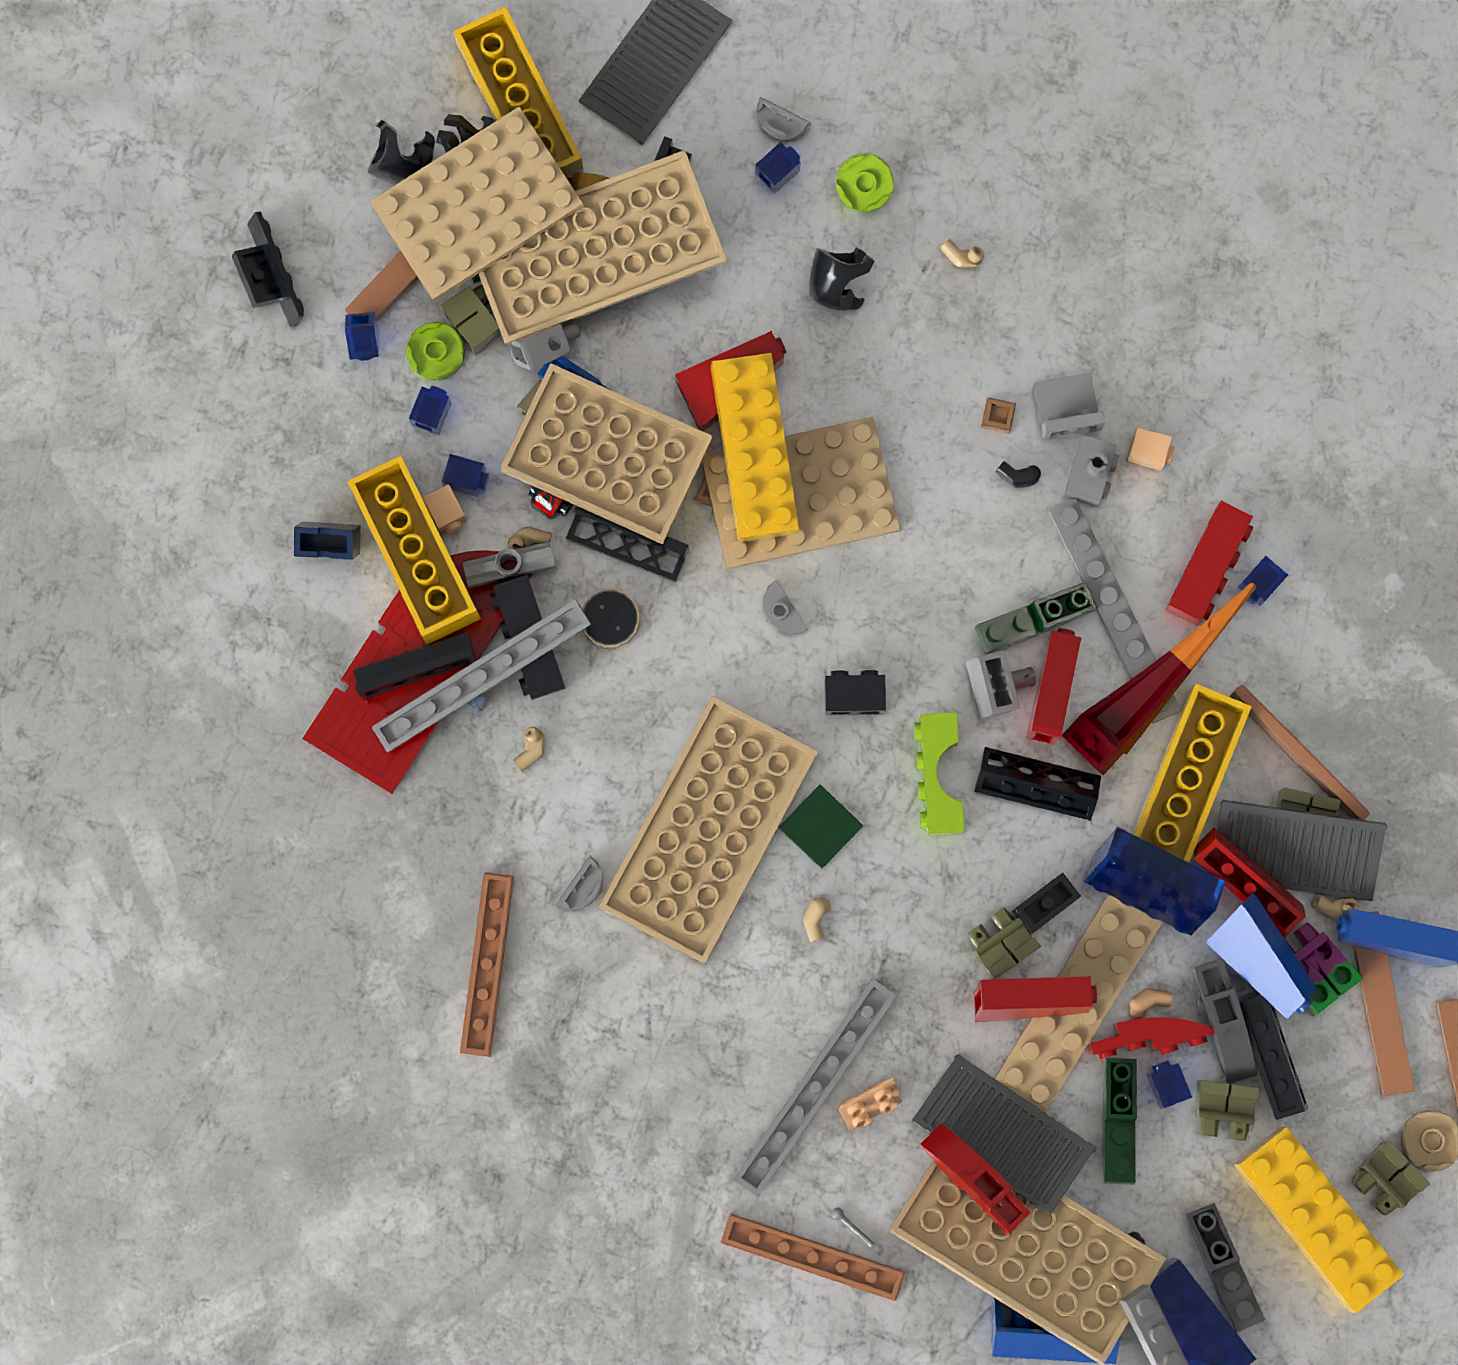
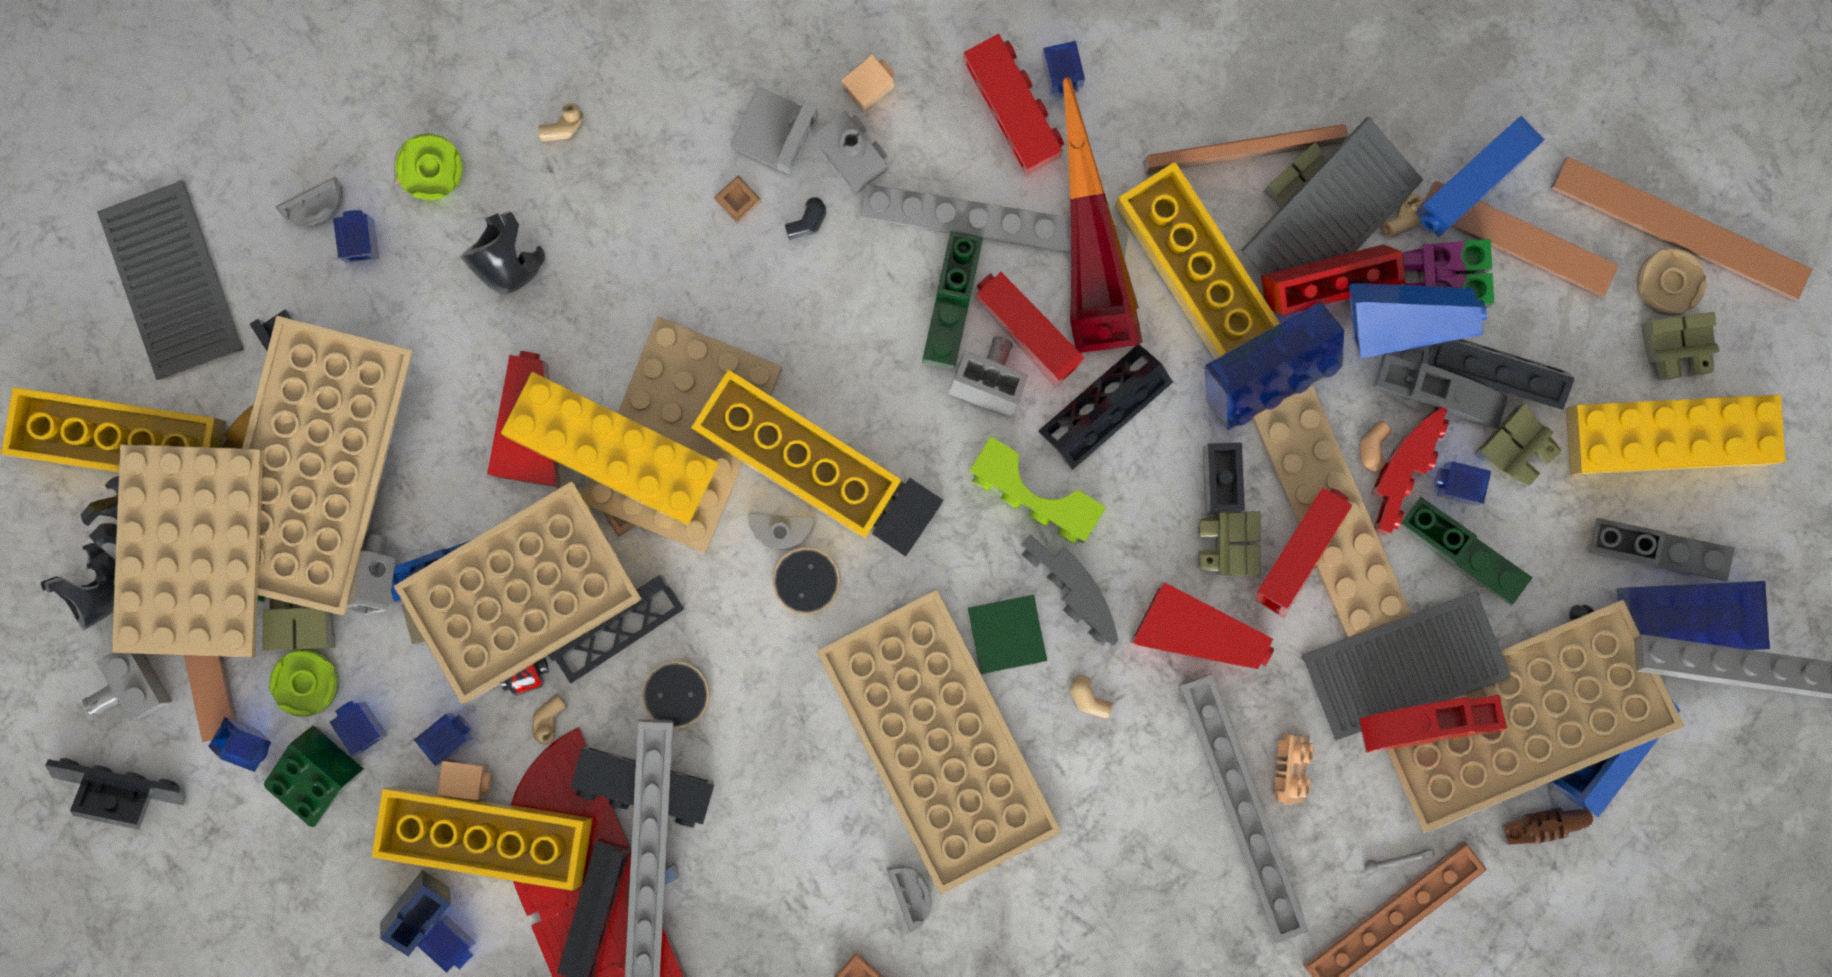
camera: 55 degrees left, 5 degrees up
(319, 579) = (447, 945): none -> clear blue brick
(351, 231) = (131, 684): none -> light grey brick
(373, 401) = (311, 775): none -> dark green bracket
(490, 570) = (551, 777): light grey piece -> none
(533, 748) = (749, 851): tan arm -> none
(757, 655) = (806, 581): none -> black tile
(844, 580) = (795, 454): none -> yellow brick
(887, 861) = (1084, 598): none -> dark grey slope
(921, 961) = (1195, 629): none -> red slope
(958, 1322) = (1545, 826): none -> reddish brown hinge

